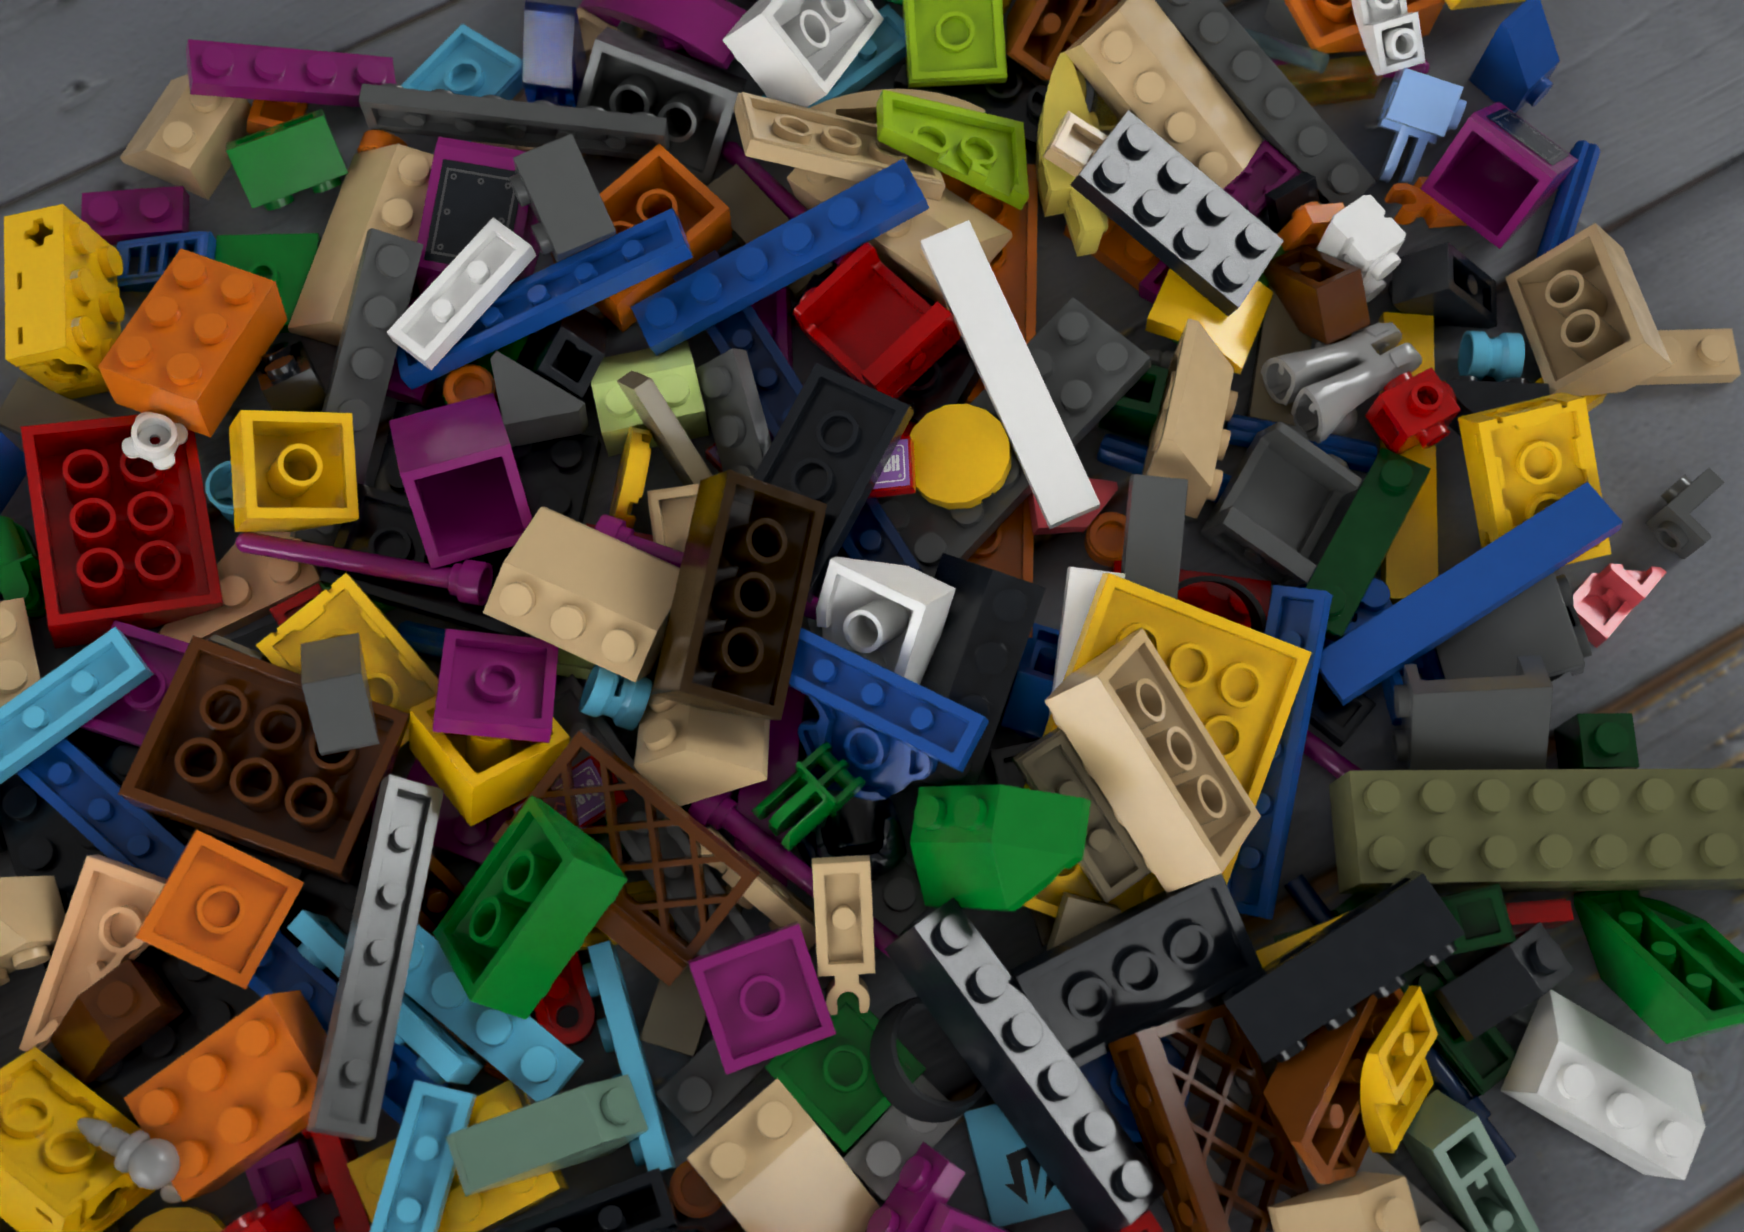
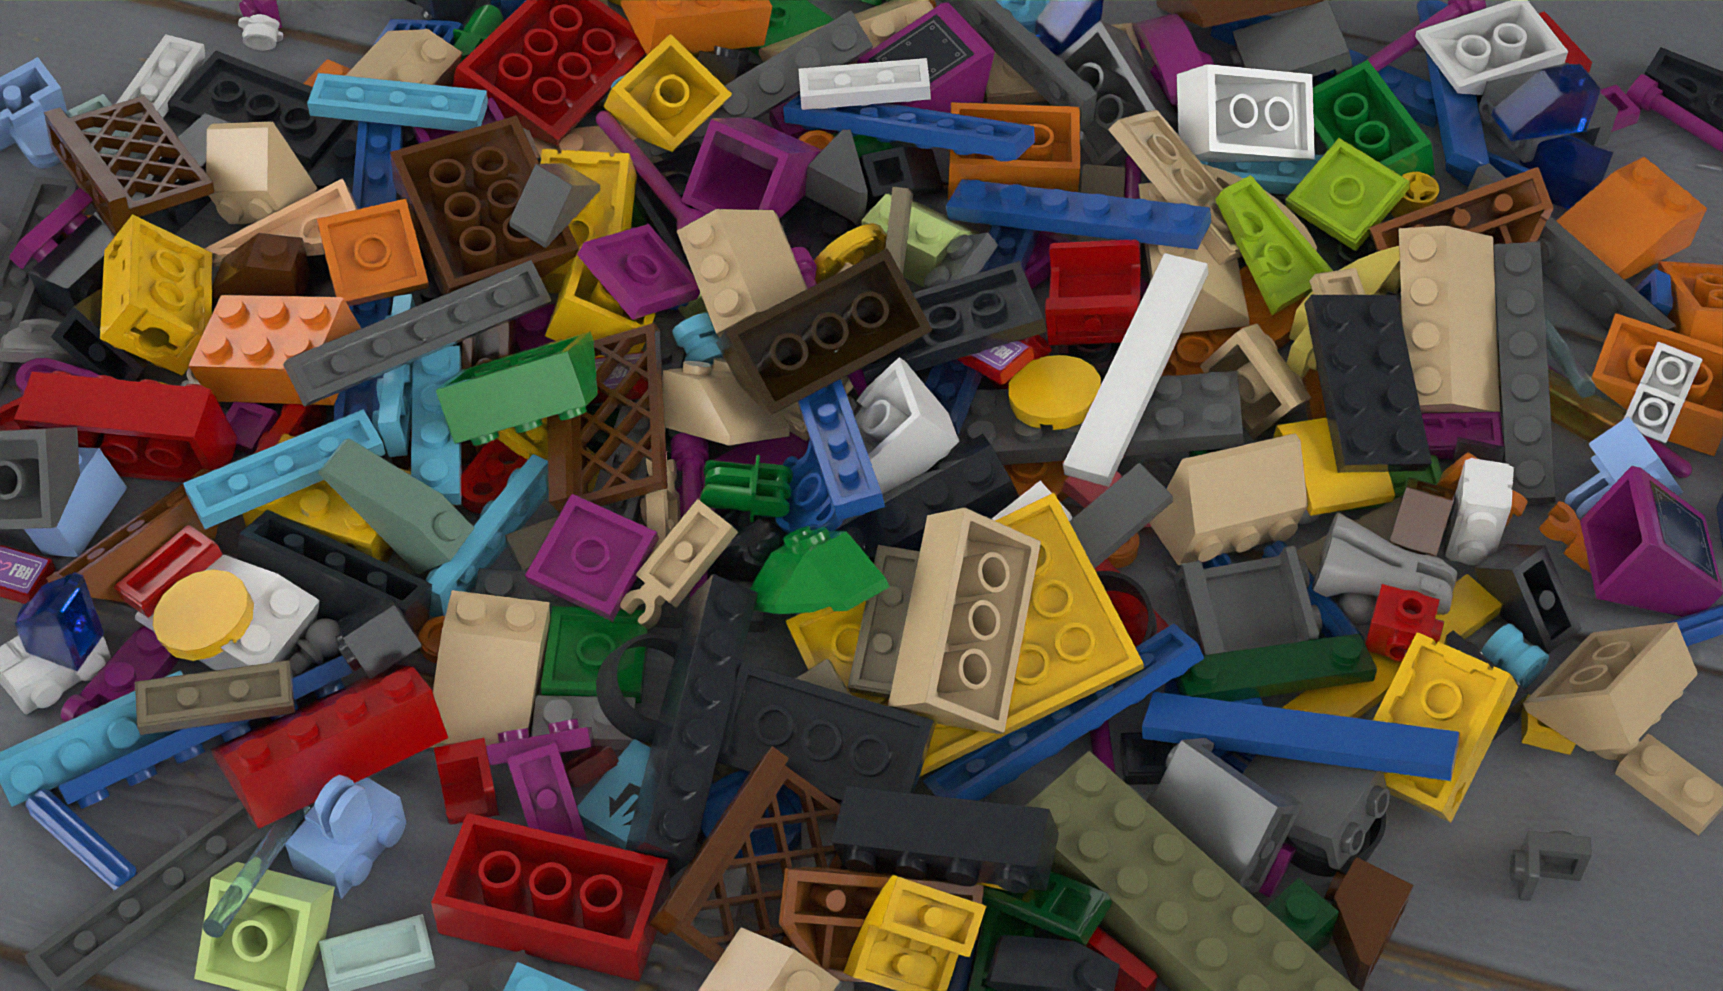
camera: 50 degrees right, 20 degrees down
(148, 1161) = (194, 319): light grey bar -> none
(155, 425) = (619, 24): white plate -> none
(562, 198) = (977, 74): dark grey brick -> none
(971, 1190) = (590, 765): none -> clear red tile
(1056, 271) = (1266, 383): none -> tan slope
(1609, 597) = (1428, 865): coral slope -> none
(1630, 680) = (1369, 911): none -> reddish brown slope

